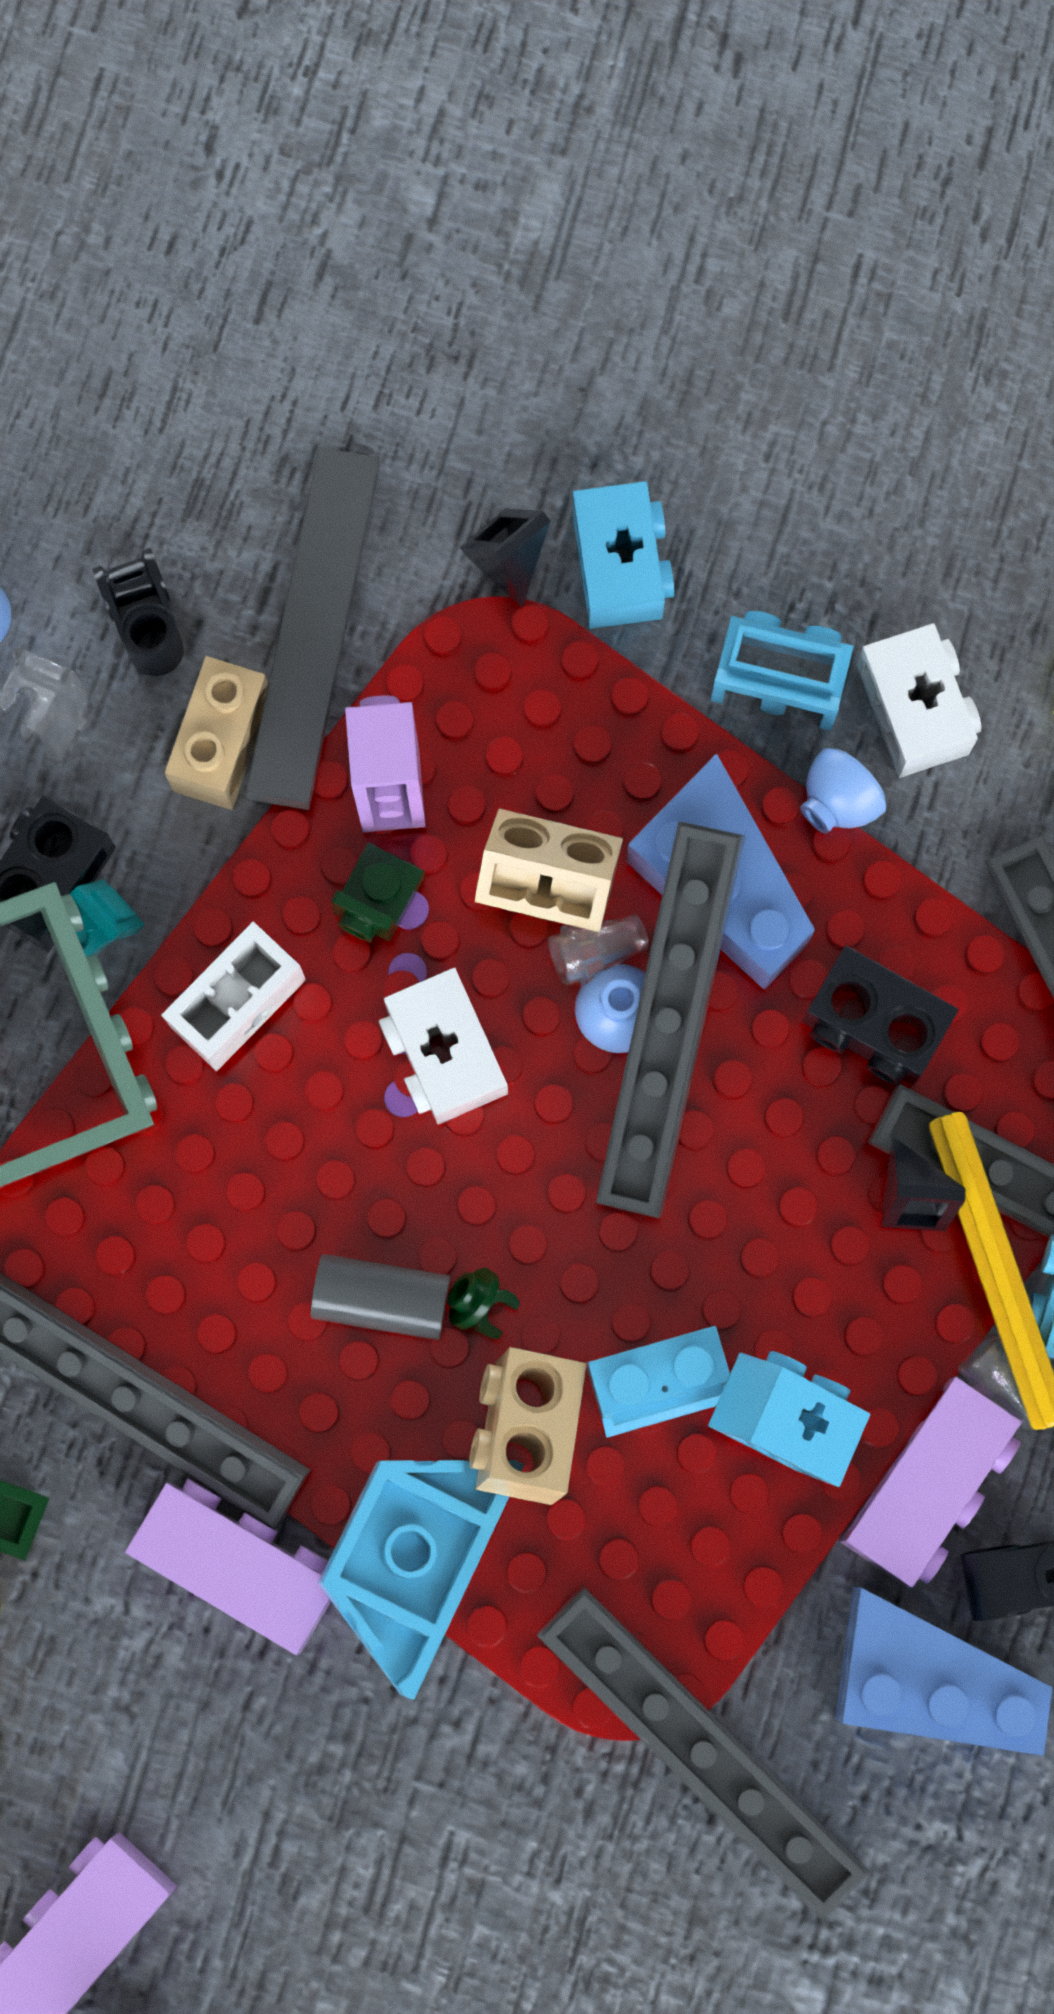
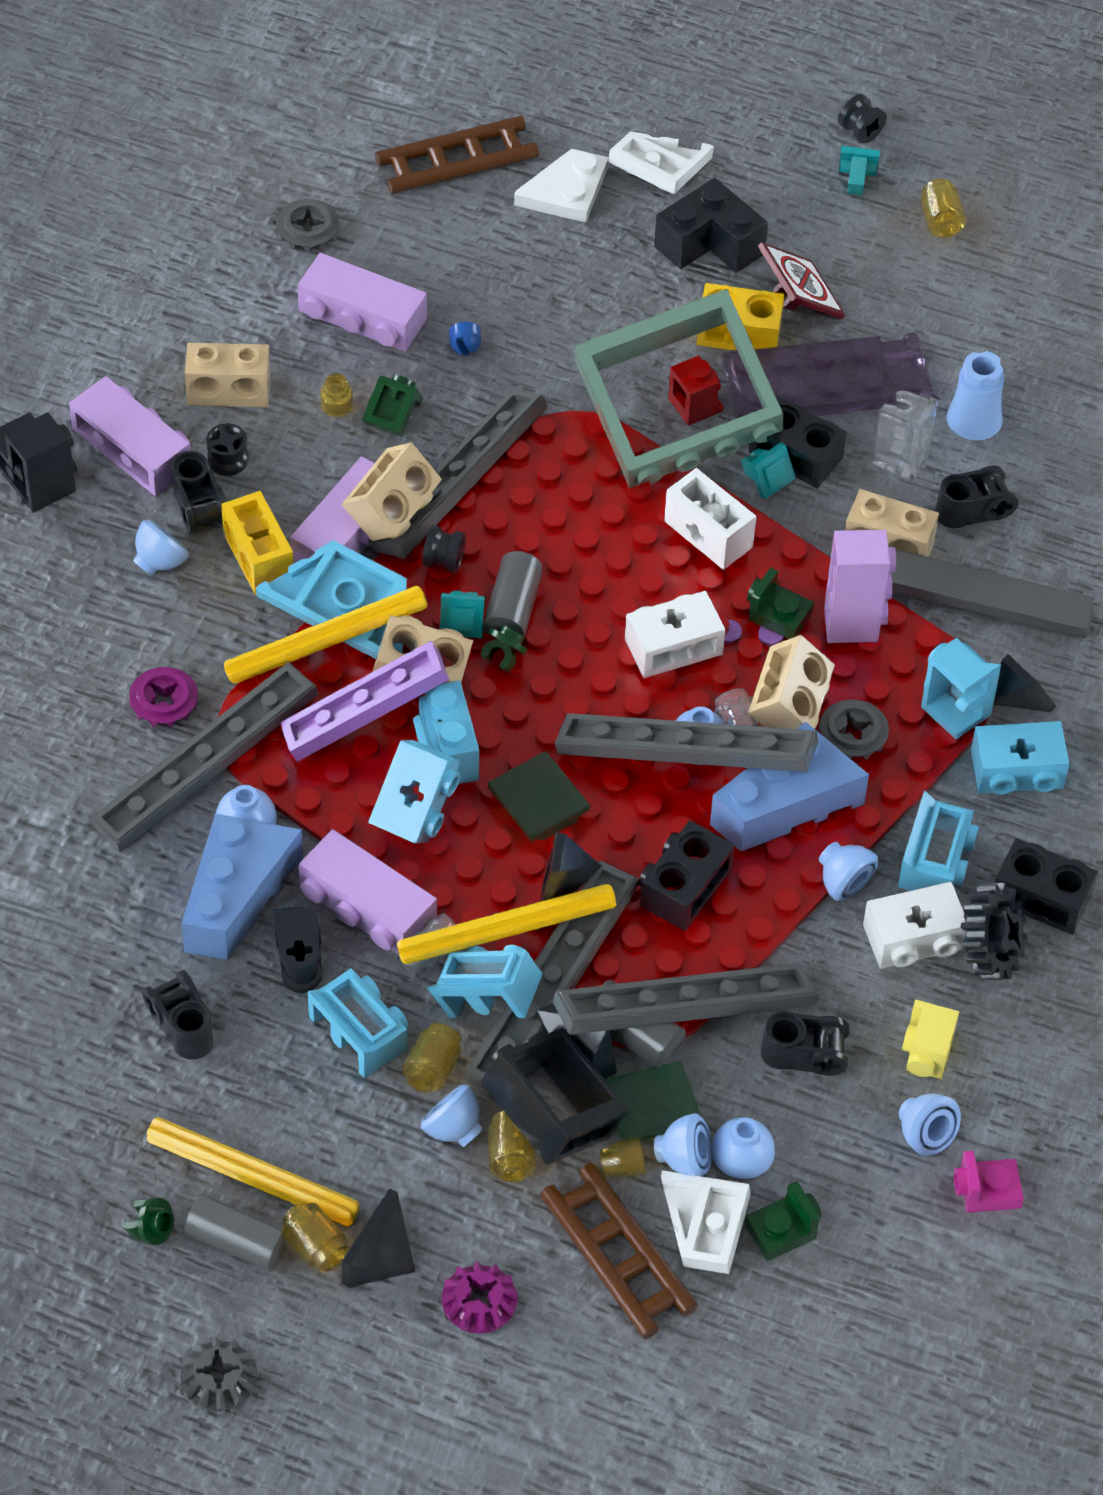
camera: 90 degrees right, 25 degrees down
(81, 1781) = (231, 439): none -> black wheel
(196, 1813) = (196, 490): none -> black piece
(217, 1495) = (392, 492): none -> tan brick
(299, 1707) = (256, 539): none -> yellow brick
(302, 1407) = (444, 549): none -> black wheel
(305, 1867) = (157, 548): none -> light blue brick
(419, 1371) = (463, 613): none -> teal brick
(491, 1580) = (324, 635): none -> yellow axle
(539, 629) = (959, 687): none -> medium azure window
(587, 1863) = (163, 682): none -> magenta gear
(607, 759) = (862, 717): none -> dark grey gear
(630, 1507) = (364, 701): none -> medium lavender plate
(747, 1238) = (539, 797): none -> clear green piece
(791, 1679) = (248, 804): none -> light blue brick
(842, 528) = (1043, 889): none -> black brick
(943, 589) = (994, 931): none -> black gear

